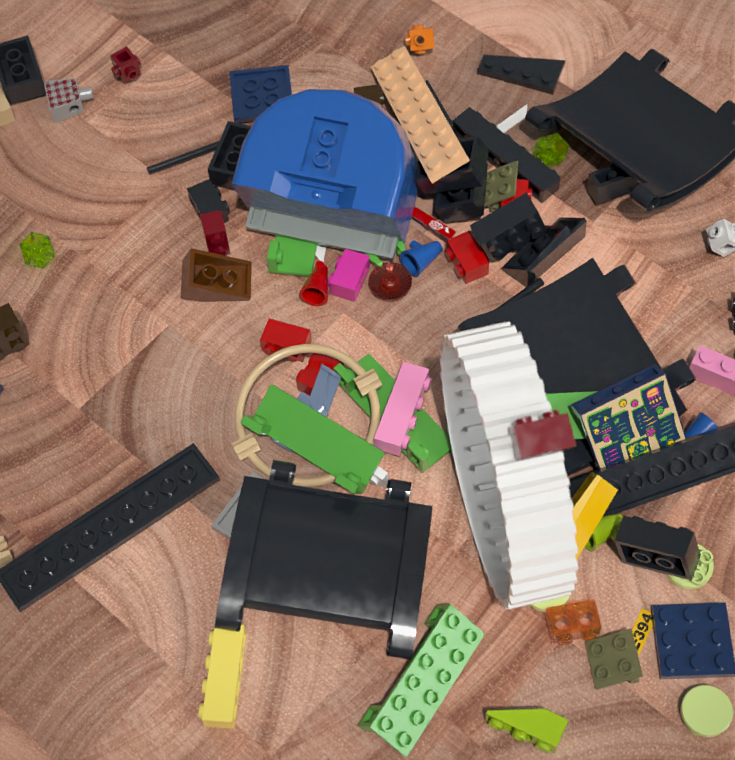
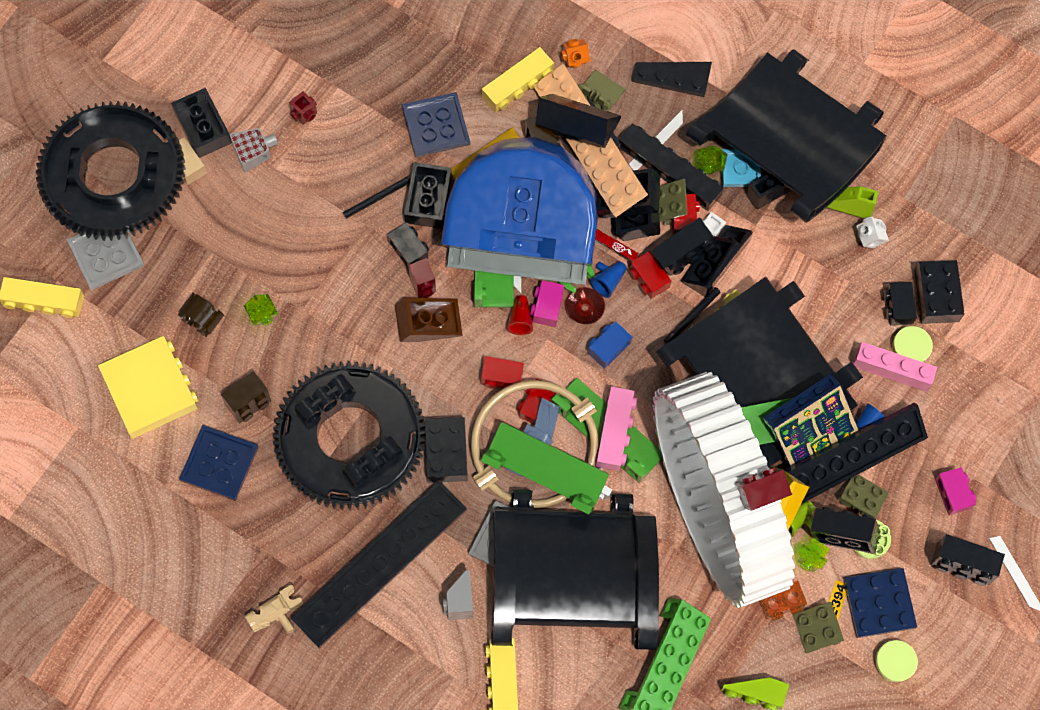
camera: 15 degrees left, 10 degrees up
(126, 421) = (379, 468): none -> black piece
(189, 572) = (459, 599): none -> light grey slope
(207, 412) = (446, 450): none -> black brick
(353, 59) = (517, 80): none -> light yellow brick
(404, 89) = (576, 120): none -> black slope
(411, 323) = (609, 344): none -> blue brick
(443, 78) = (601, 90): none -> olive hinge
(548, 214) = (714, 223): none -> white tile
(580, 162) = (739, 170): none -> medium azure plate
(616, 574) = (813, 556): none -> clear neon green brick
(685, 512) = (863, 496): none -> olive hinge
(706, 203) = (856, 201): none -> lime slope

